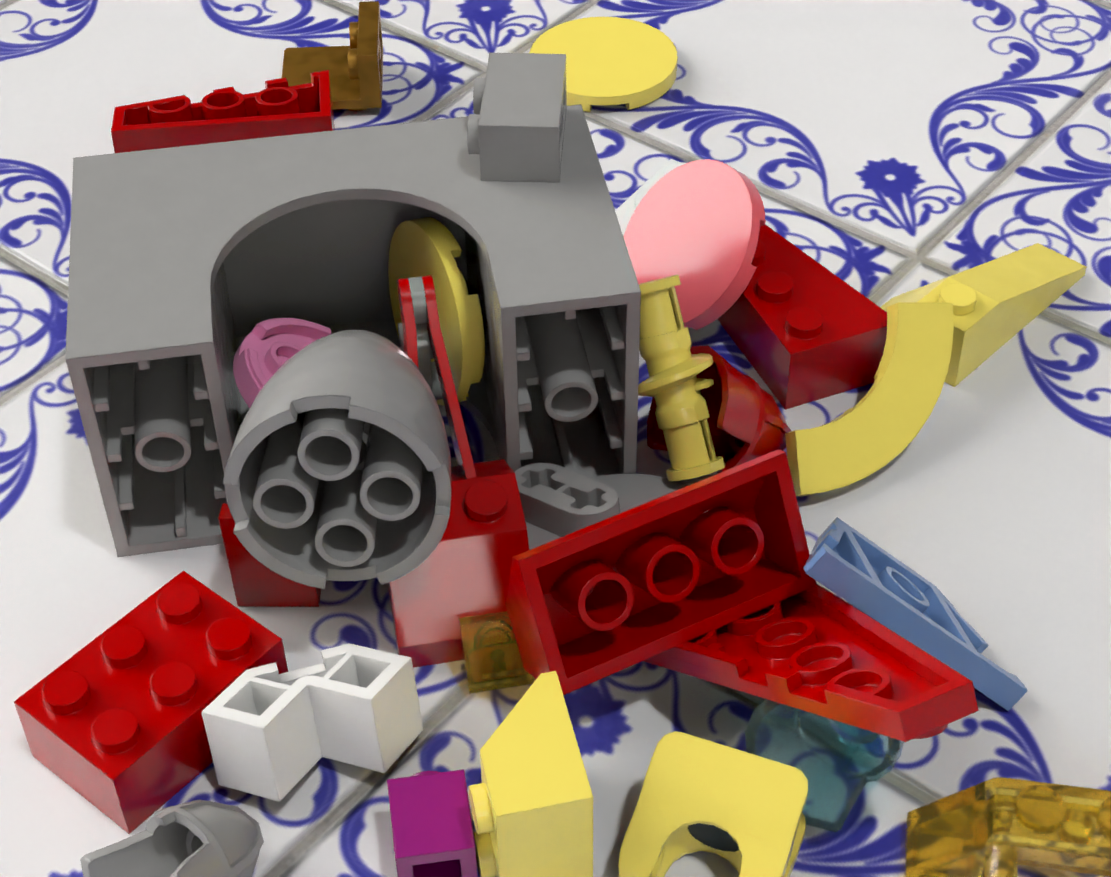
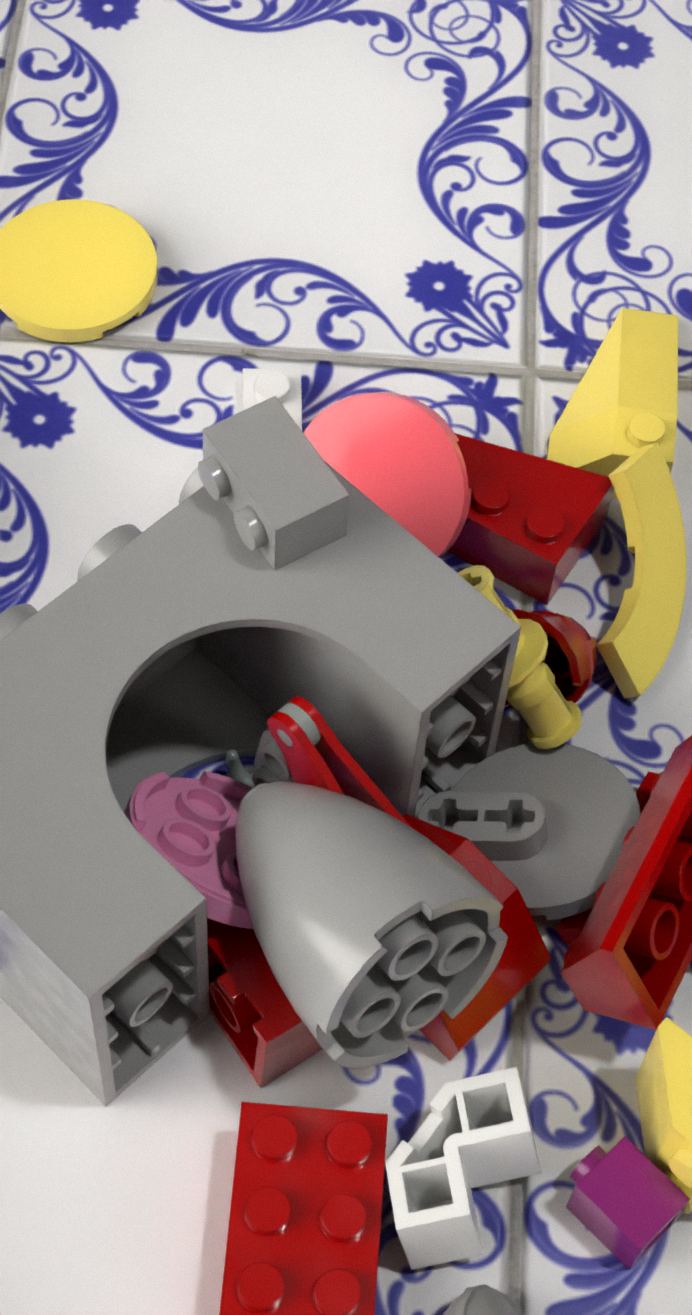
camera: 40 degrees left, 15 degrees up
(426, 249) = (226, 689): light yellow tile -> none
(491, 653) = (536, 1000): clear yellow tile -> none

